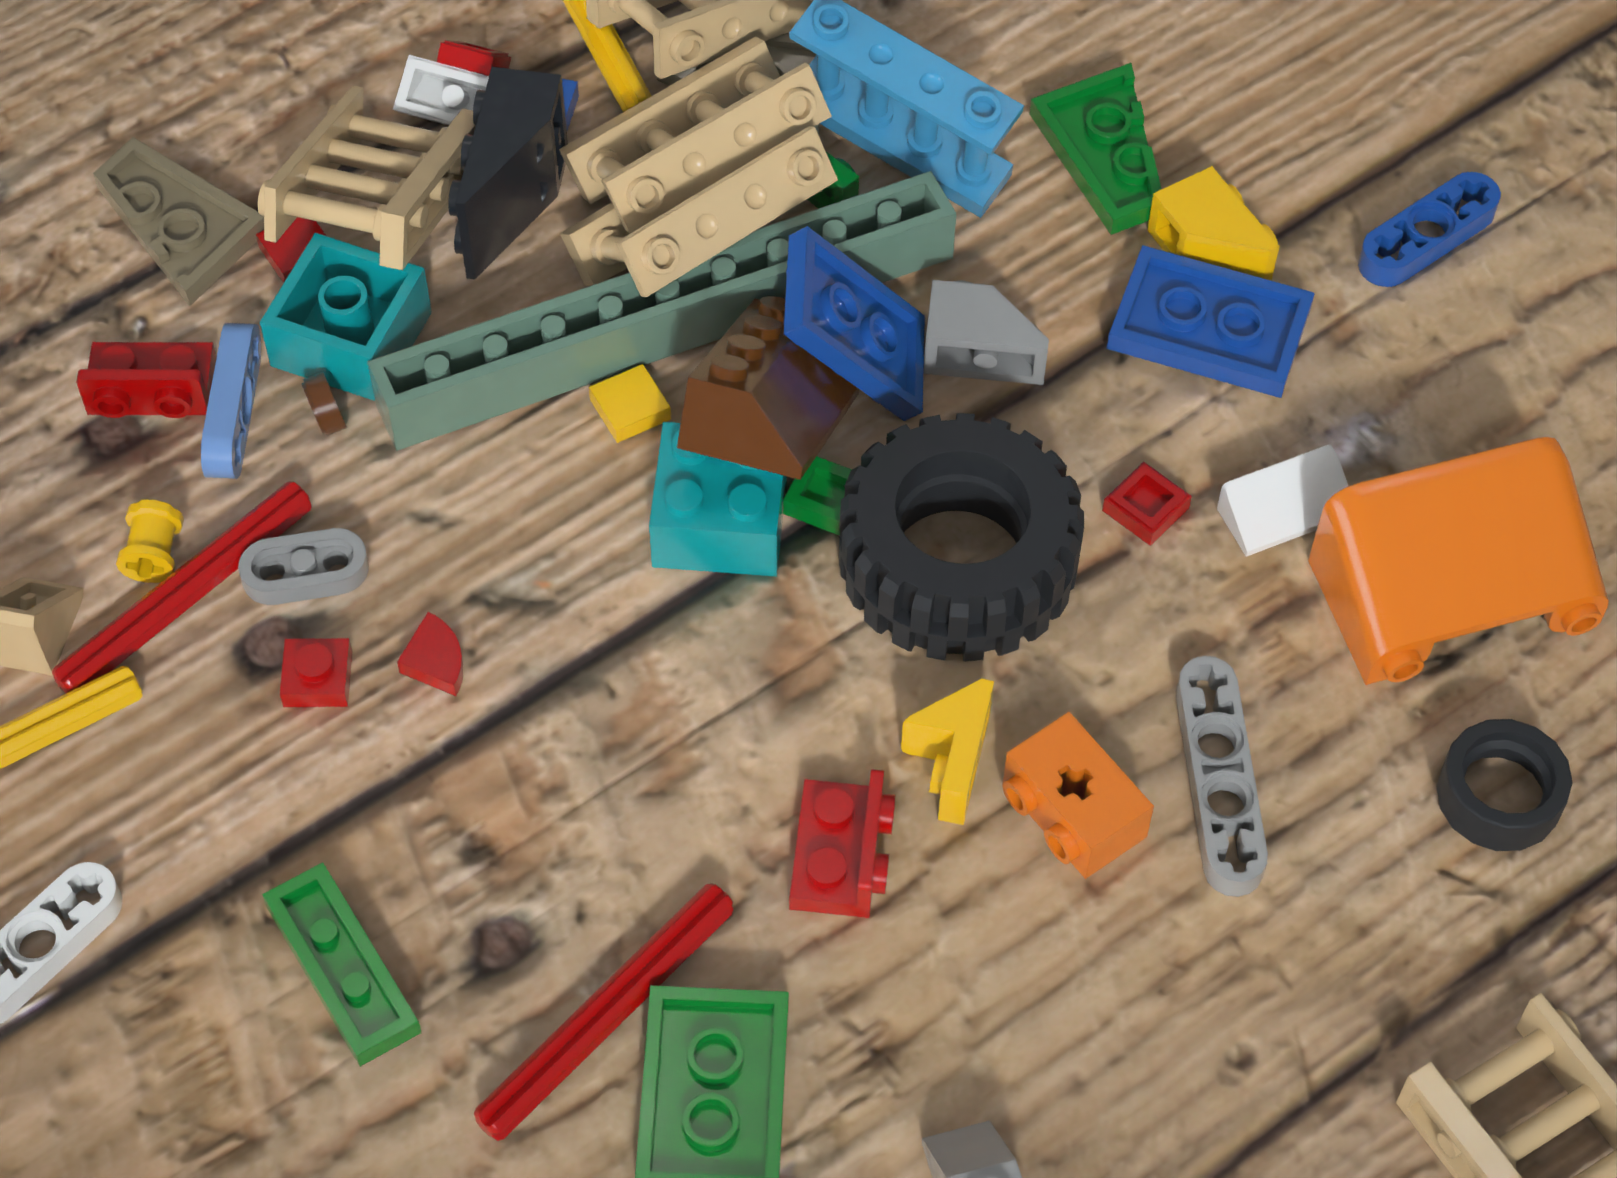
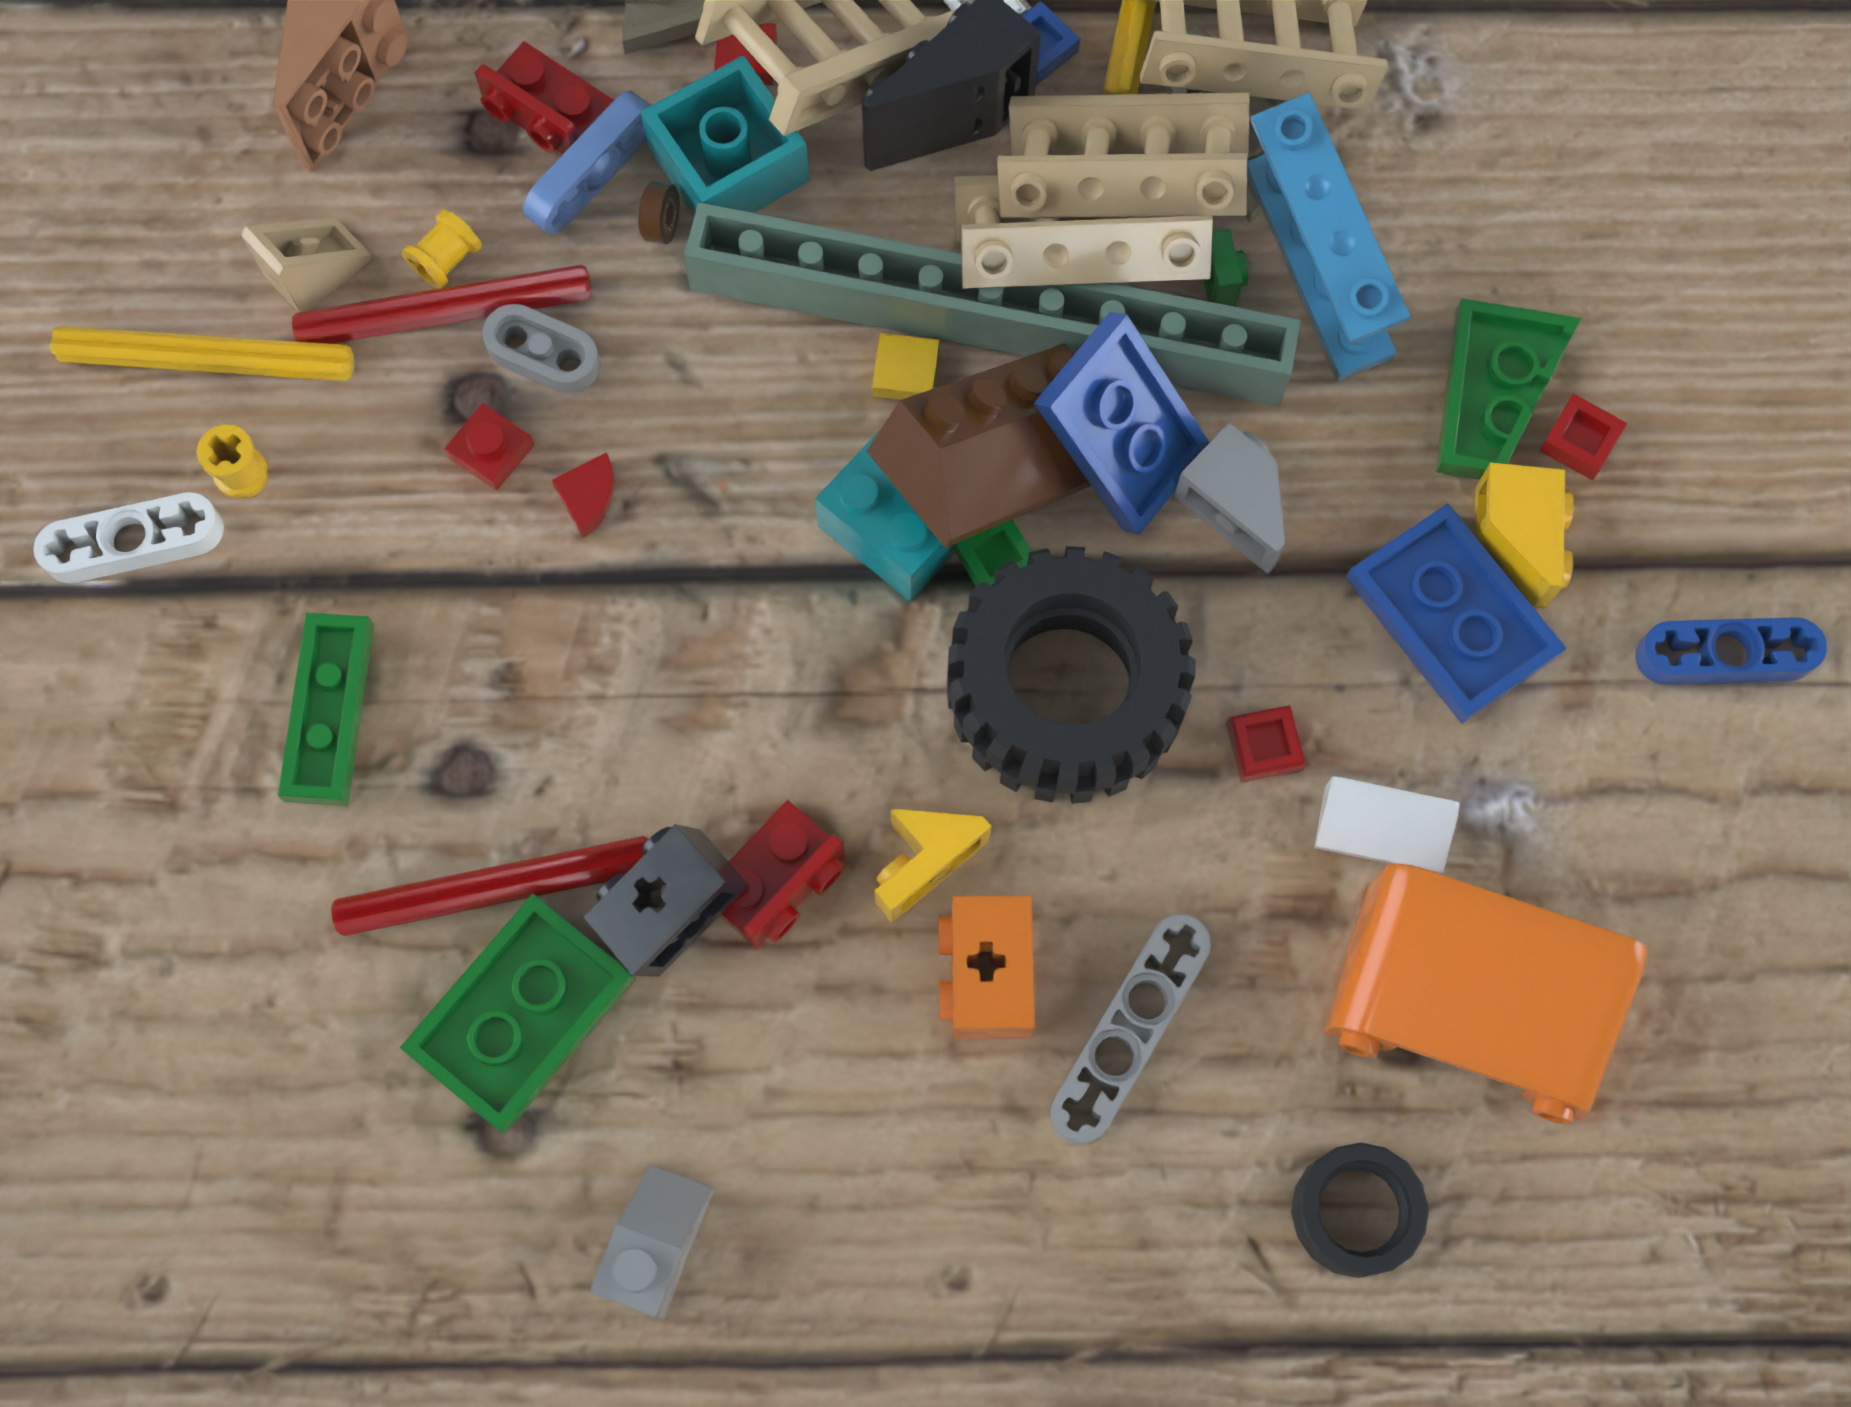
camera: 35 degrees right, 15 degrees up
(83, 816) = (230, 443): none -> yellow bush
(785, 946) = (697, 893): none -> black brick
(1200, 143) = (1583, 437): none -> red plate

